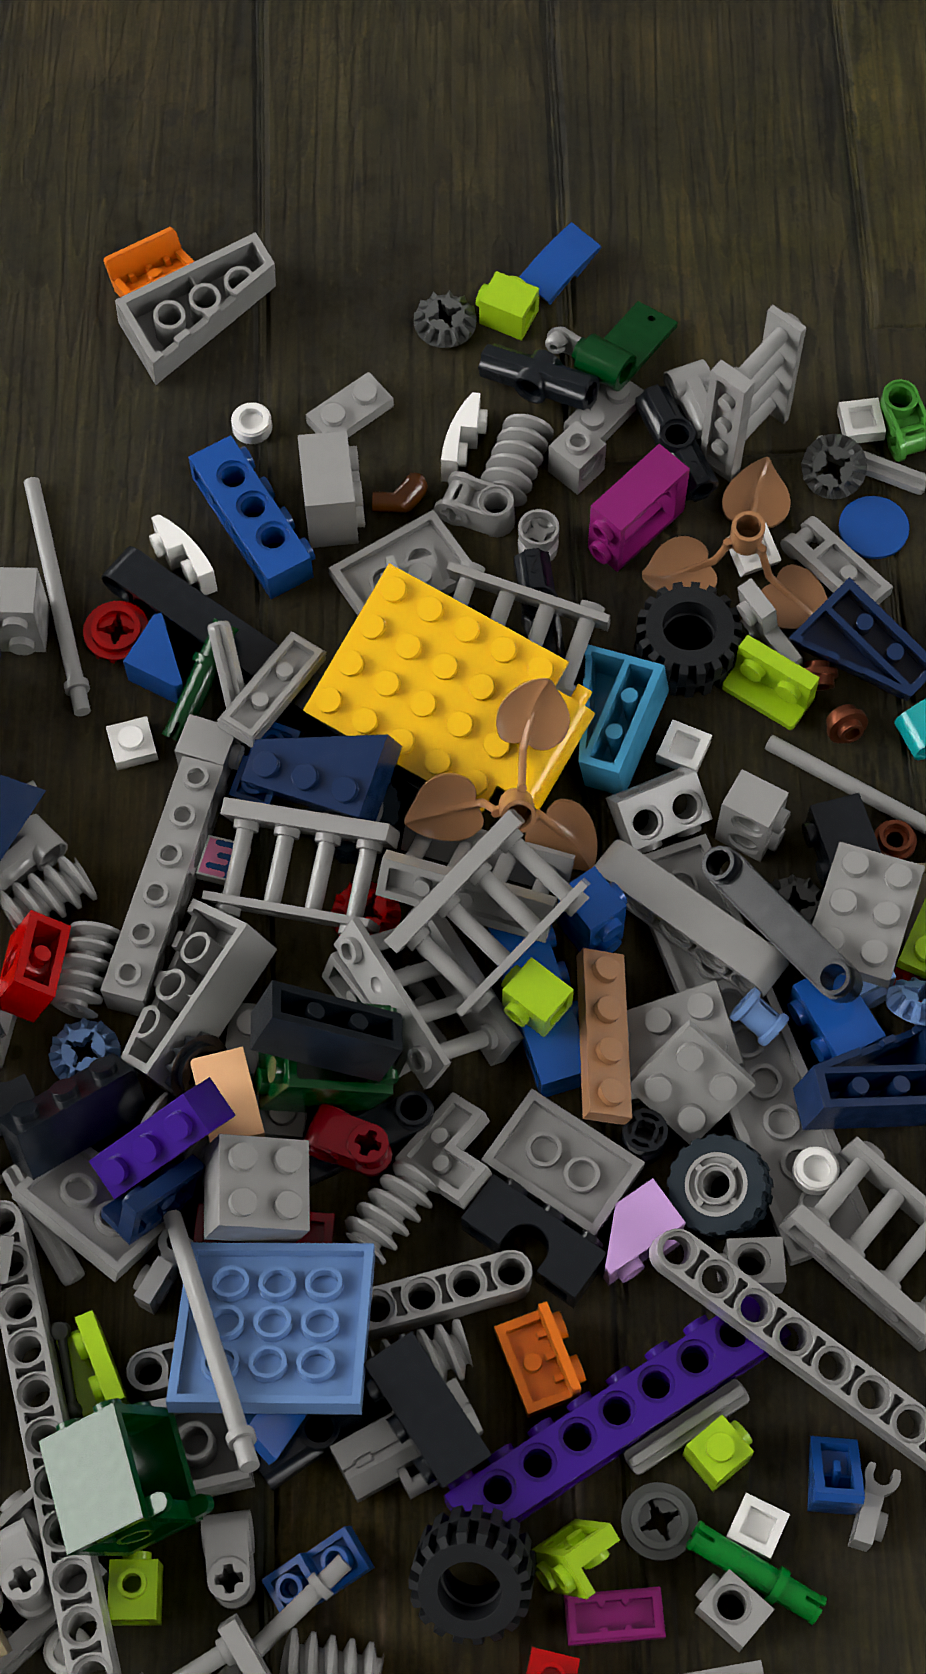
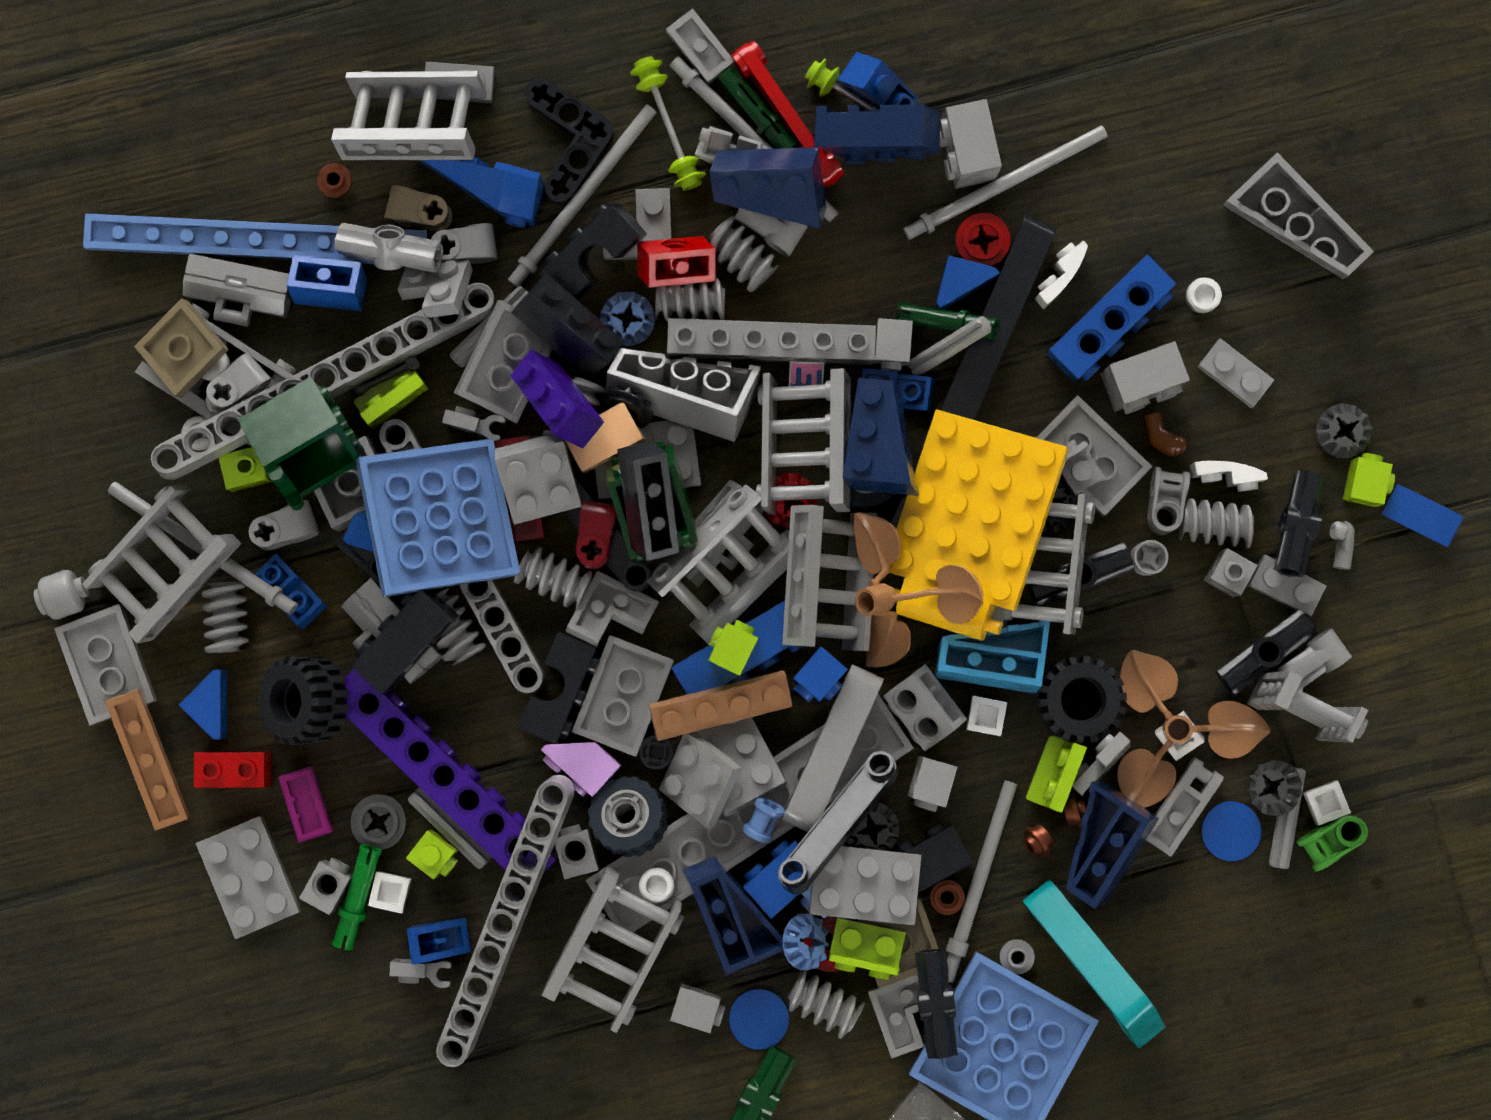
camera: 75 degrees right, 20 degrees up
(132, 743) = (889, 280): white plate -> none
(146, 261) = (1329, 169): orange bracket -> none
(149, 1200) = (508, 398): dark blue bracket -> none
(240, 1435) = (339, 517): light grey bar -> none
(271, 689) = (949, 380): light grey tile -> none
(445, 902) = (812, 579): light grey fence -> none
(539, 1360) = (470, 711): orange bracket -> none
(568, 1550) = (335, 765): lime bracket -> none
(624, 347) = (1347, 589): dark green door -> none
(637, 508) = (1187, 633): magenta window -> none

